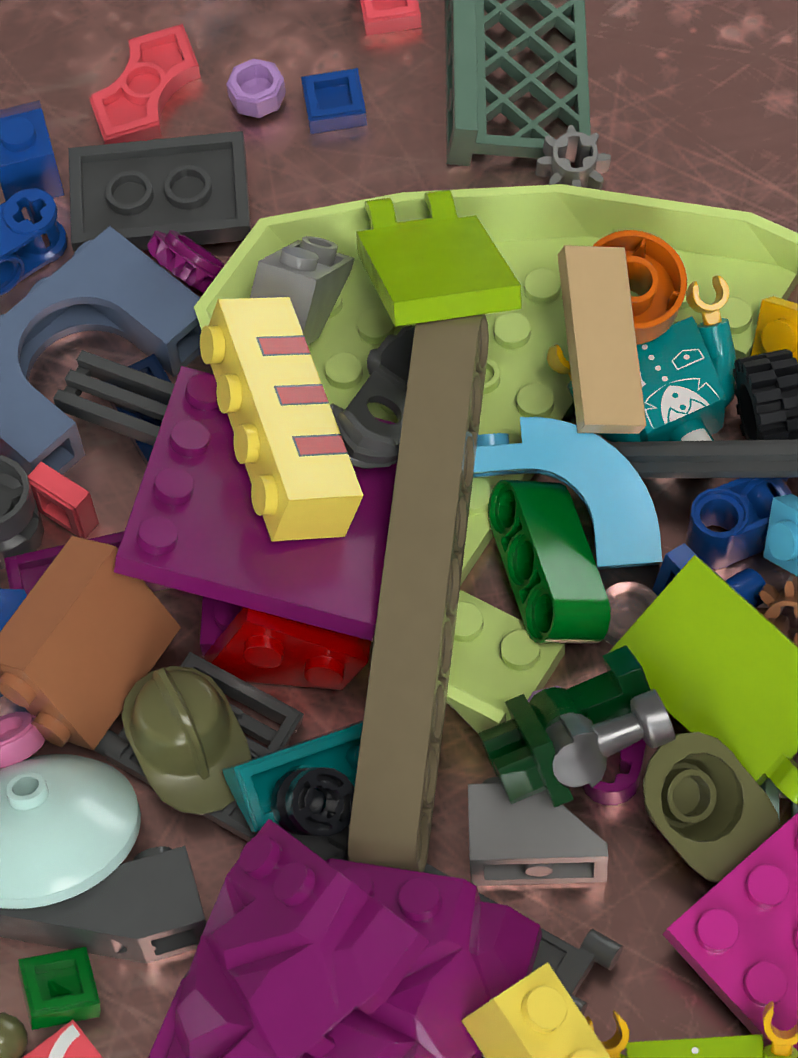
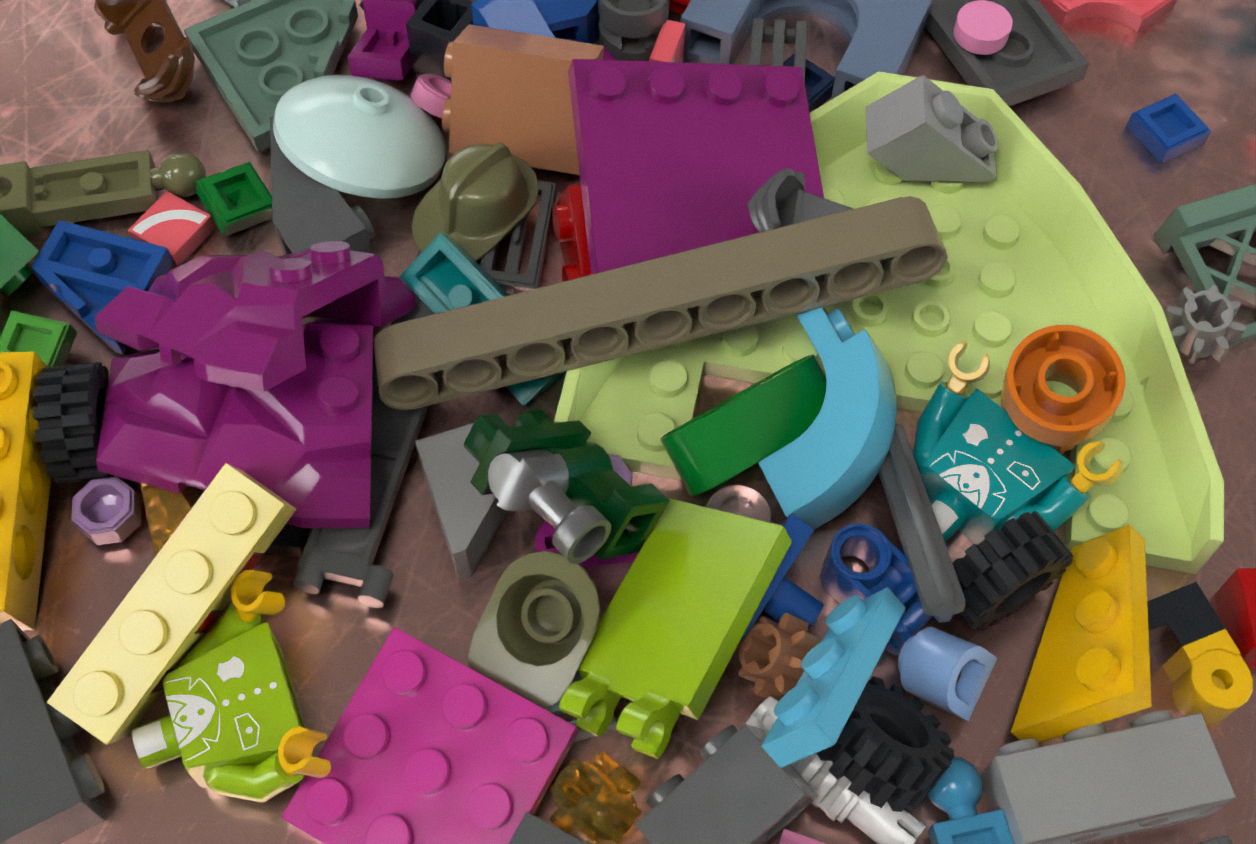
camera: 65 degrees right, 0 degrees up
(163, 199) = (982, 27): none -> bright pink tile
(185, 258) = (932, 53): magenta gear -> none
(256, 88) = (1144, 65): lavender tile -> none
(280, 419) = (777, 129): light yellow brick -> none
(299, 805) = (443, 294): black wheel -> none
(435, 264) = (992, 209): lime tile -> none
(601, 340) = (977, 364): tan tile -> none

